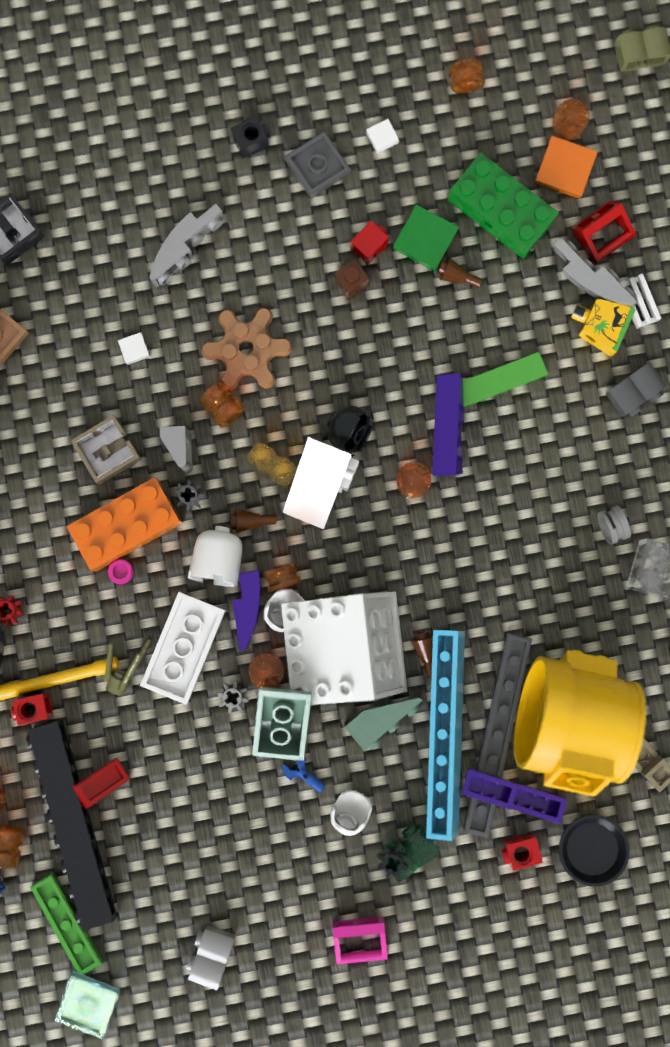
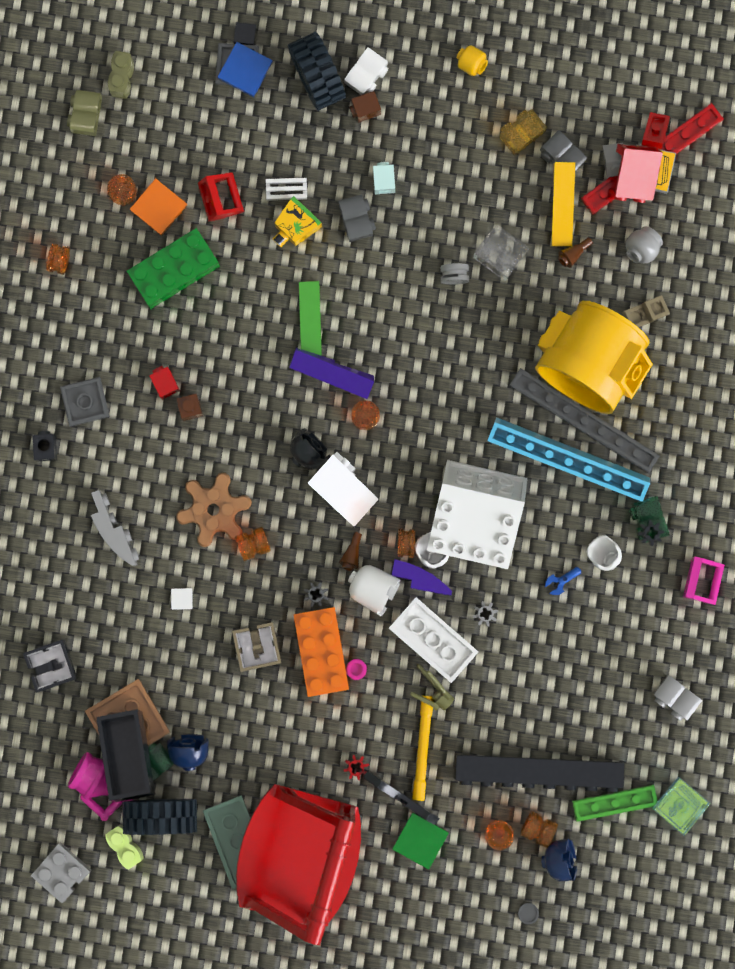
camera: 70 degrees left, 0 degrees up
(42, 704) = (440, 764): red brick -> none
(101, 783) = (515, 738): red tile -> none
(179, 444) = (275, 588): light grey tile -> none
(266, 670) = (474, 580): clear orange wheel -> none
(267, 462) = (310, 523): clear yellow brick -> none
(281, 723) = (518, 581): sand green slope -> none
(375, 721) = (542, 512): sand green slope -> none
(382, 136) = (80, 342): white tile -> none
(423, 645) = (496, 453): reddish brown cone -> none
(425, 238) = (175, 337): green tile -> none
(453, 272) = (211, 326): reddish brown cone -> none
(514, 796) = (634, 424): dark purple slope -> none
(532, 854) = (681, 425): red brick -> none
(594, 850) = (695, 379): black piece -> none
(599, 284) = (263, 215): light grey slope -> none

